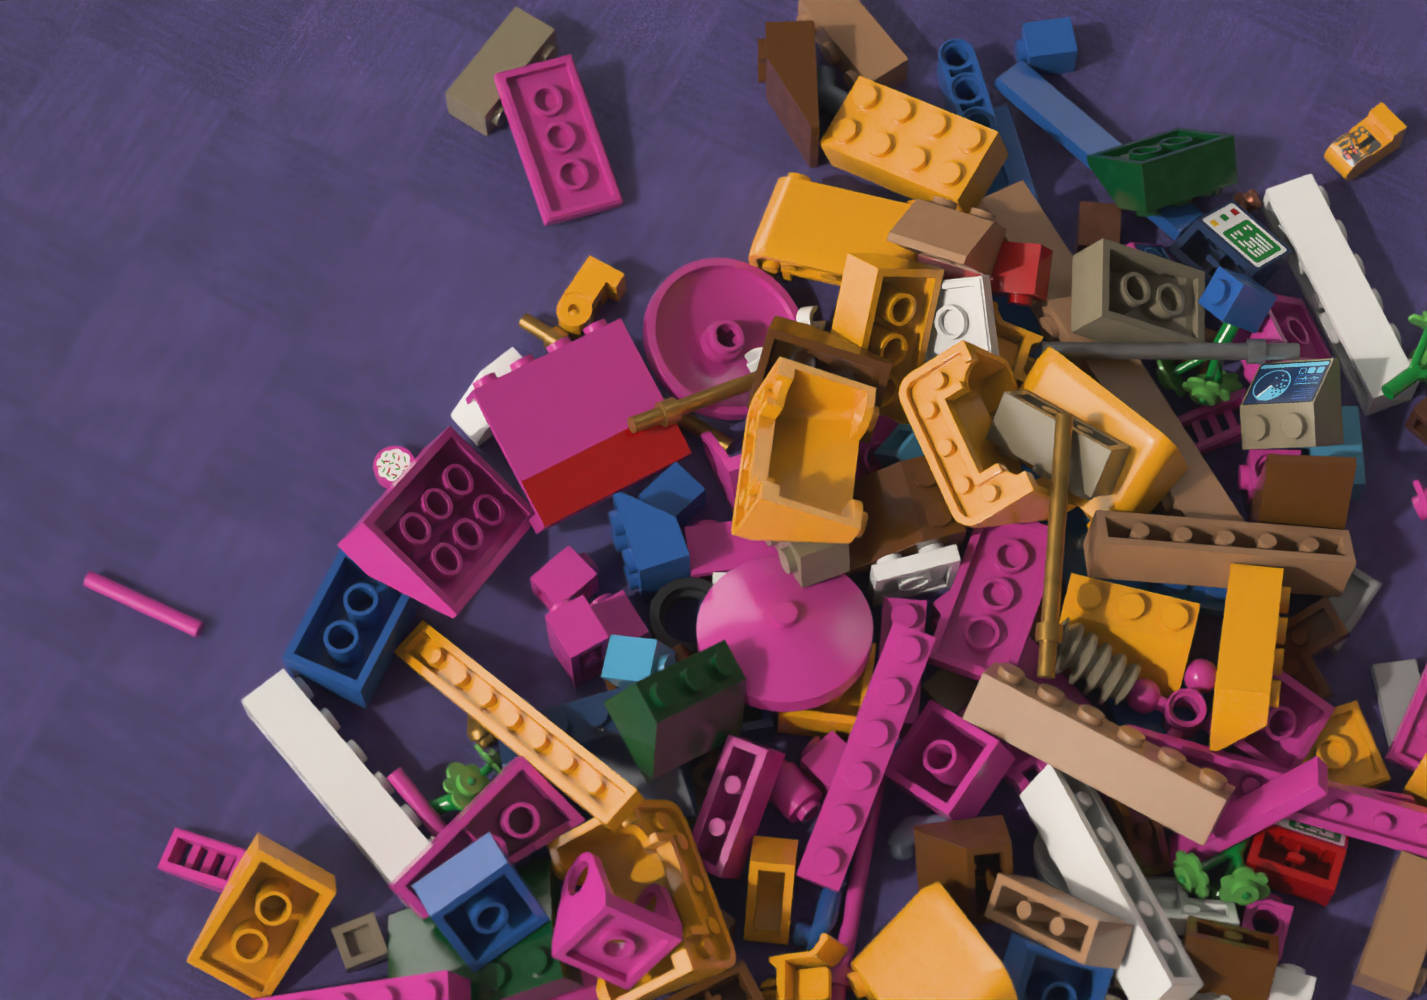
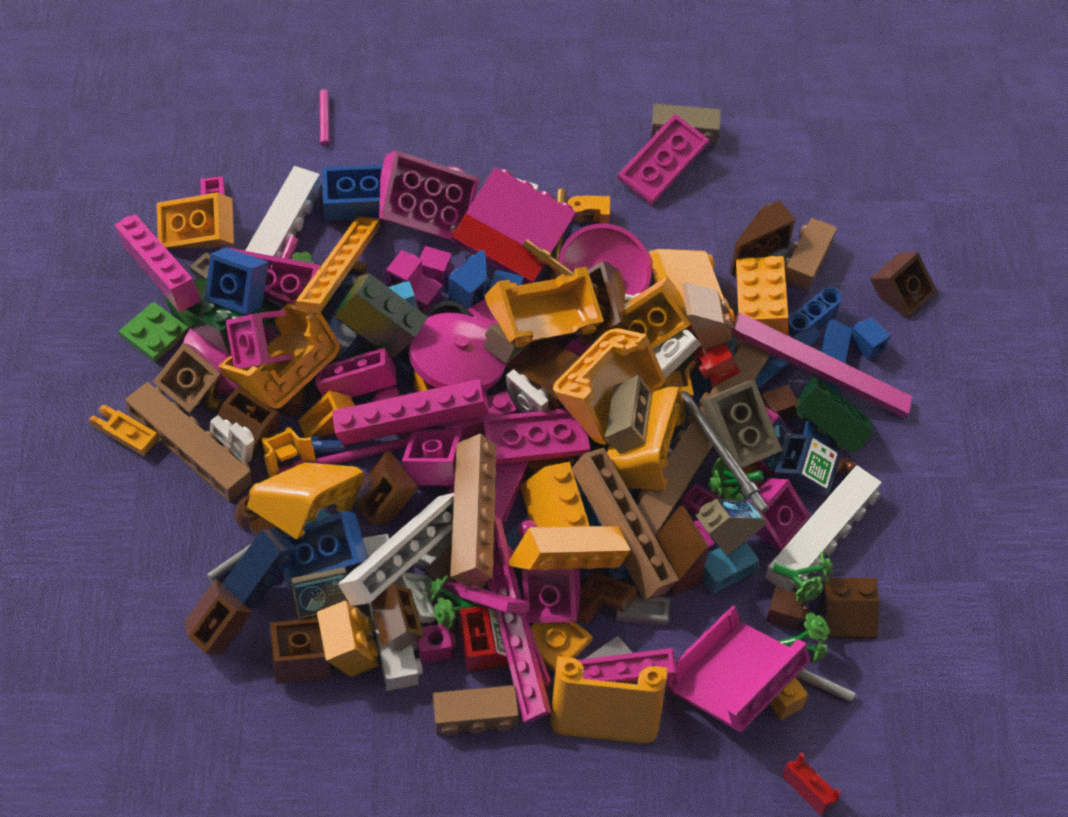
camera: 55 degrees right, 10 degrees down
(1049, 630) = (522, 454): pearl gold bar -> none
(1058, 921) = (369, 527): medium nougat brick -> none
(1080, 136) = (822, 365): none -> dark pink tile
(1094, 664) = (524, 490): dark tan piece -> none
(1237, 299) = (773, 468): blue brick -> none
(1366, 142) = (922, 506): light orange leg -> none

